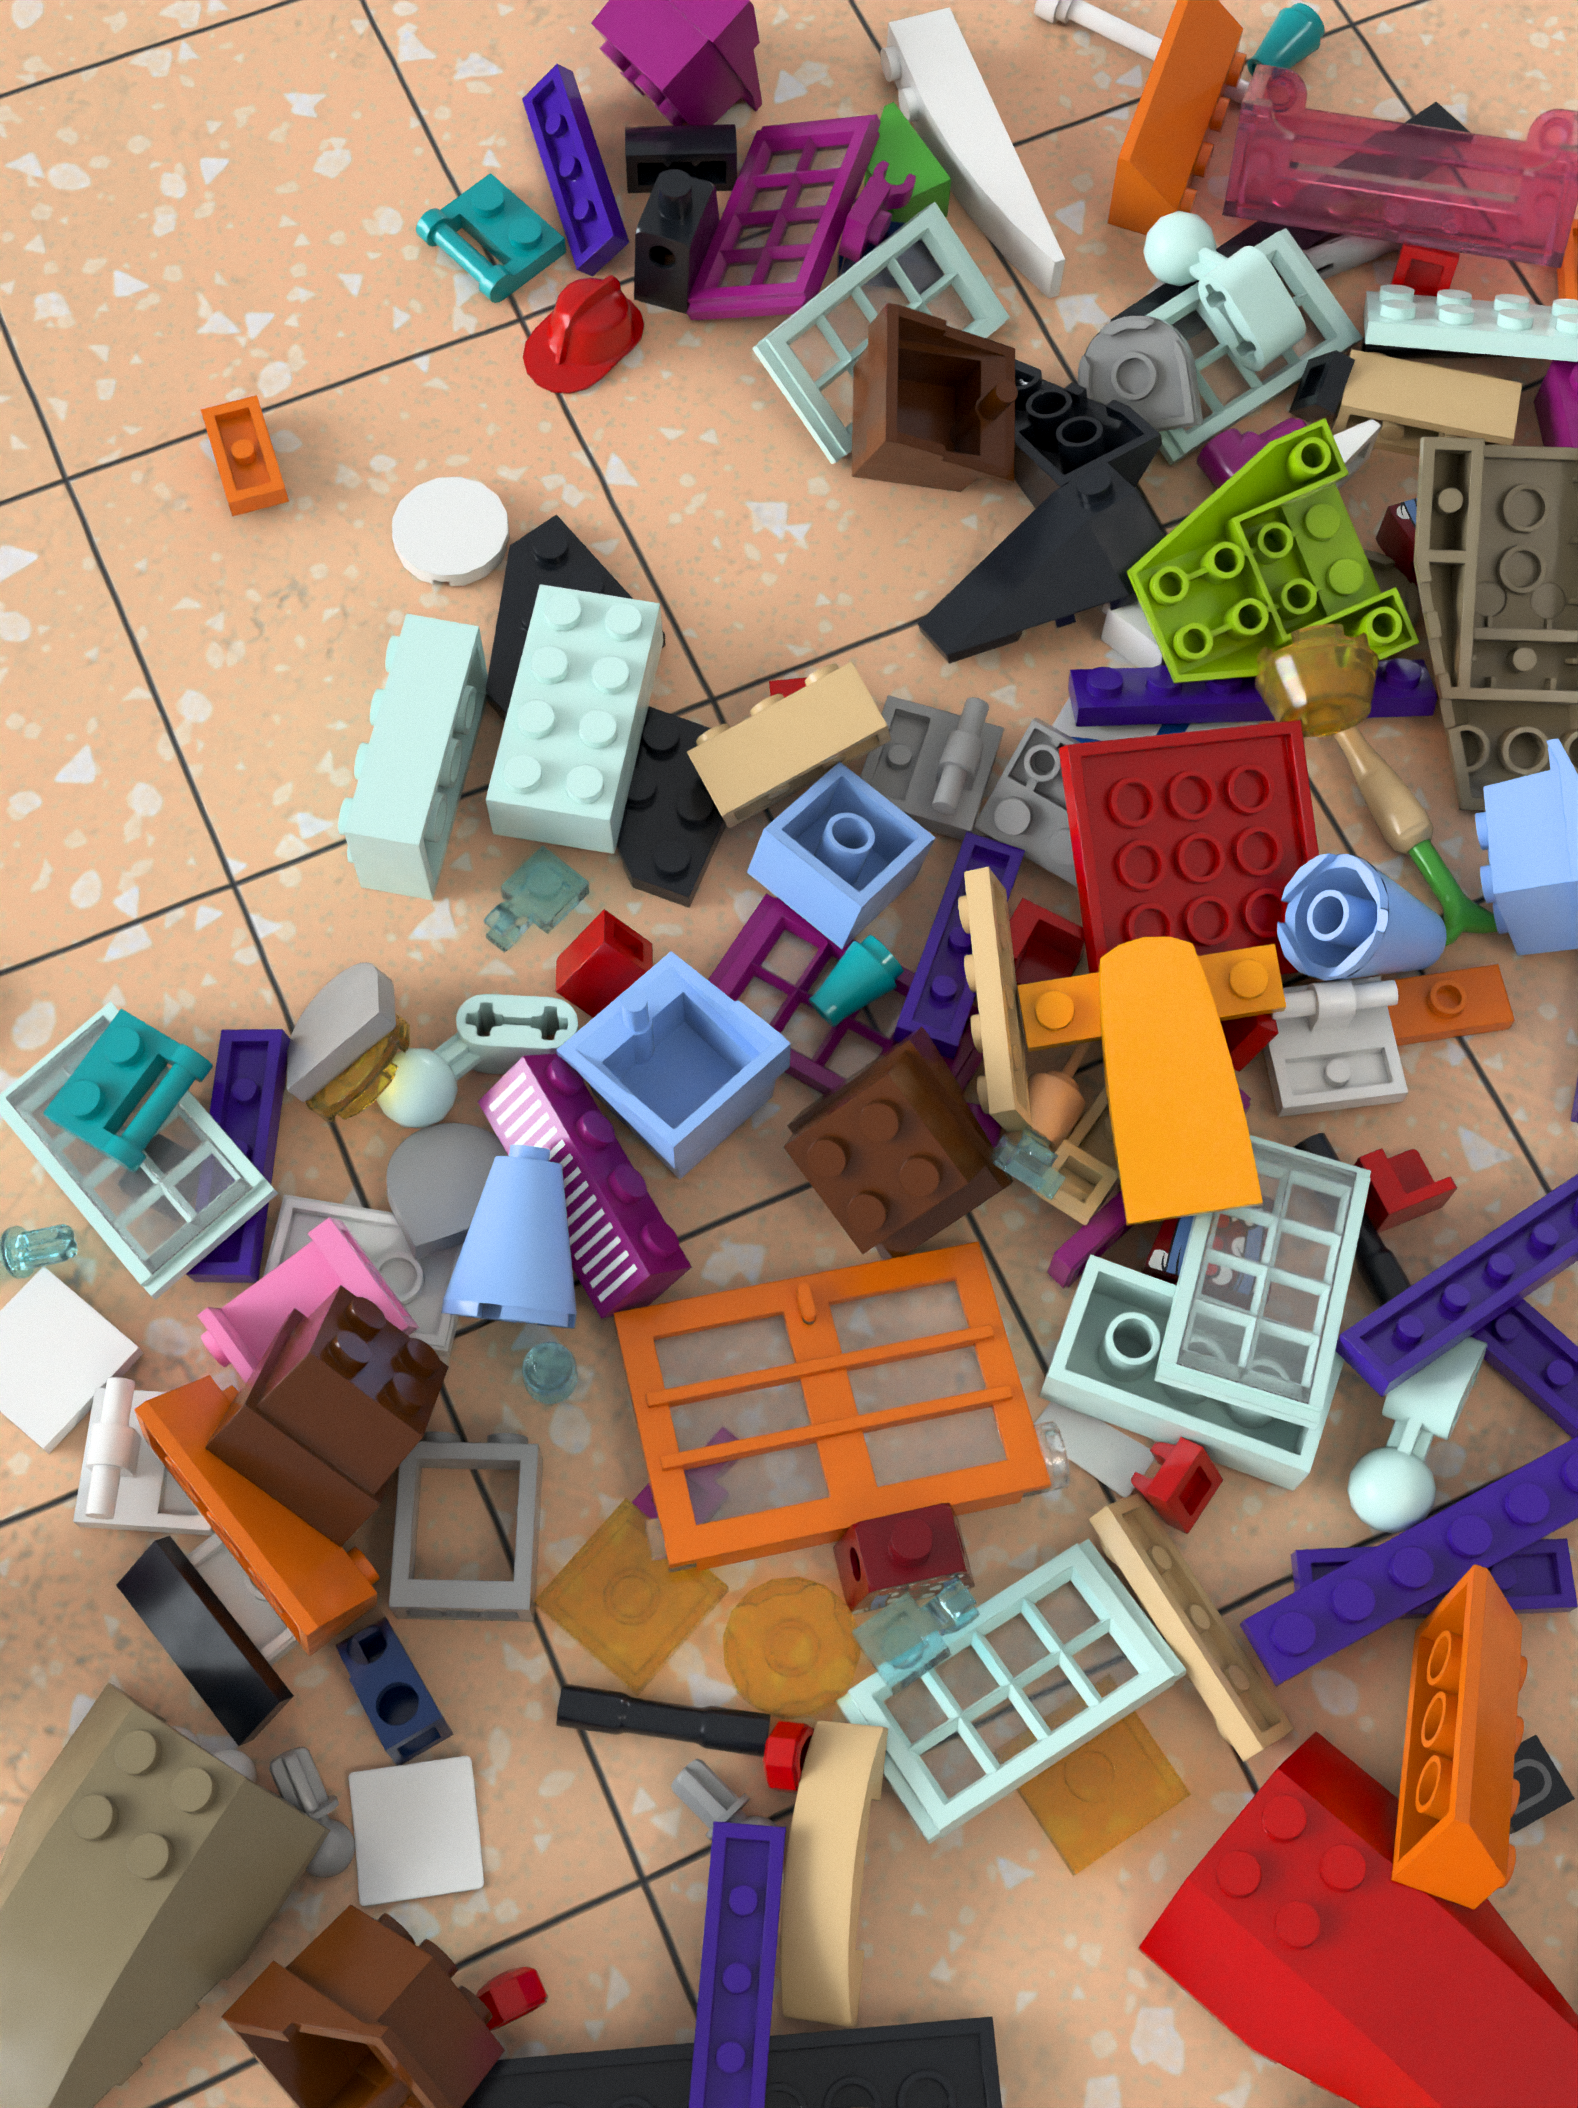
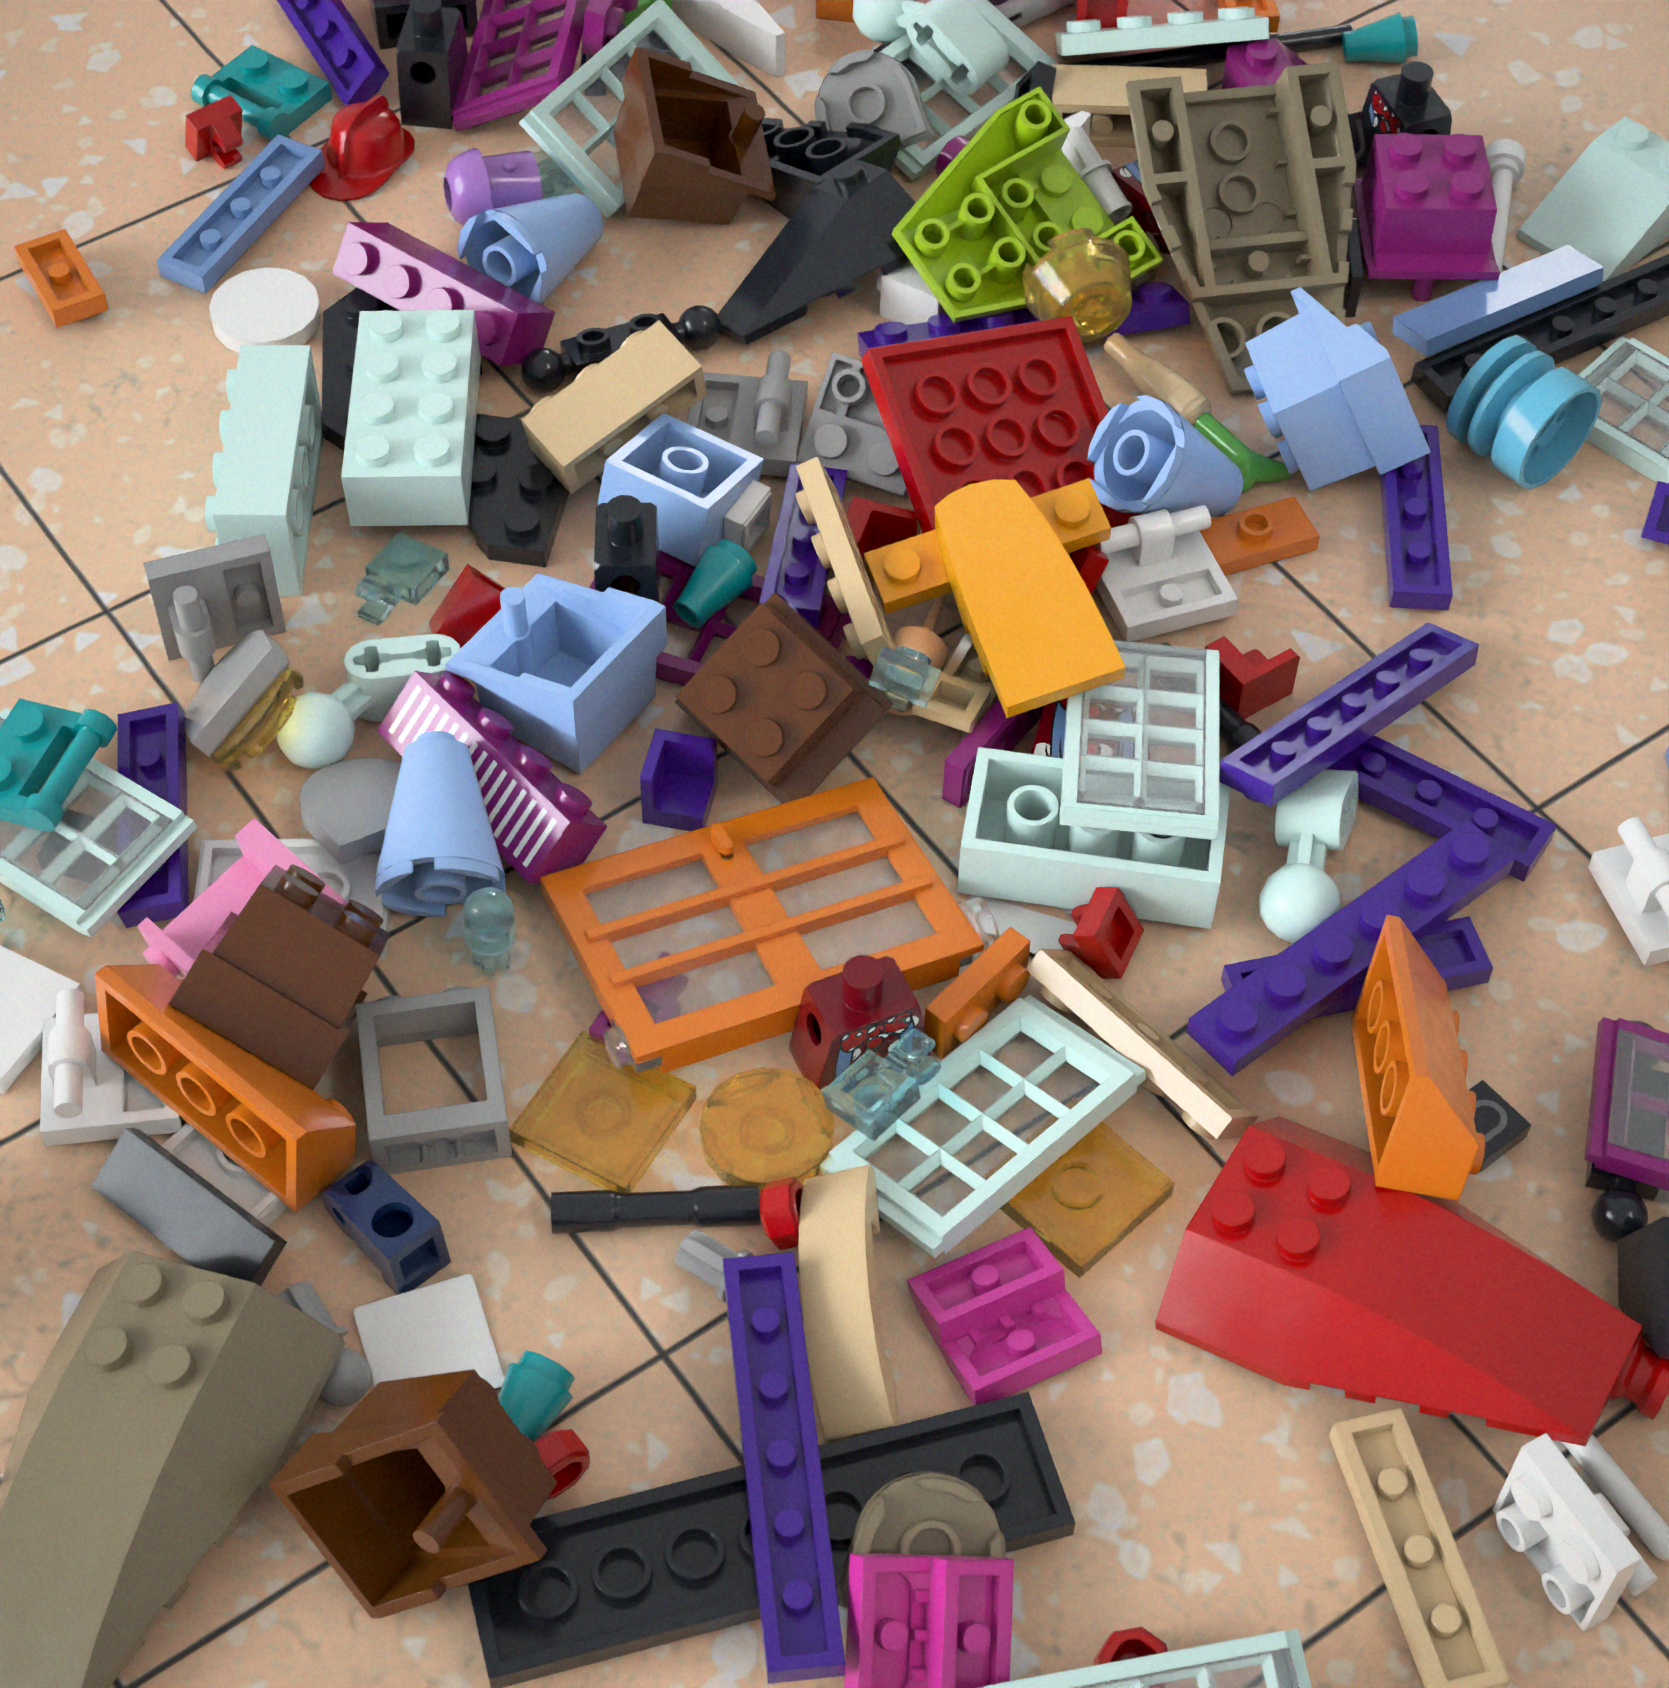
camera: 10 degrees left, 15 degrees down
(335, 914) = (214, 599): none -> light grey plate
(434, 289) = (215, 132): none -> red tile
(444, 400) = (240, 214): none -> medium blue plate
(498, 1925) = (535, 1393): none -> teal cone
(637, 547) = (421, 277): none -> magenta brick
(712, 416) = (489, 182): none -> medium lavender piece
(740, 506) = (532, 242): none -> light blue cone
(768, 950) = (627, 545): none -> black torso
(775, 411) = (553, 179): none -> clear light blue axle
(776, 1217) = (679, 780): none -> dark purple panel
(807, 644) = (546, 369): none -> black plate
(906, 898) = (749, 516): none -> white tile
(987, 1913) = (1004, 1317): none -> dark pink slope
(1059, 1516) = (966, 1003): none -> orange plate
(1367, 510) = (1095, 174): none -> white axle

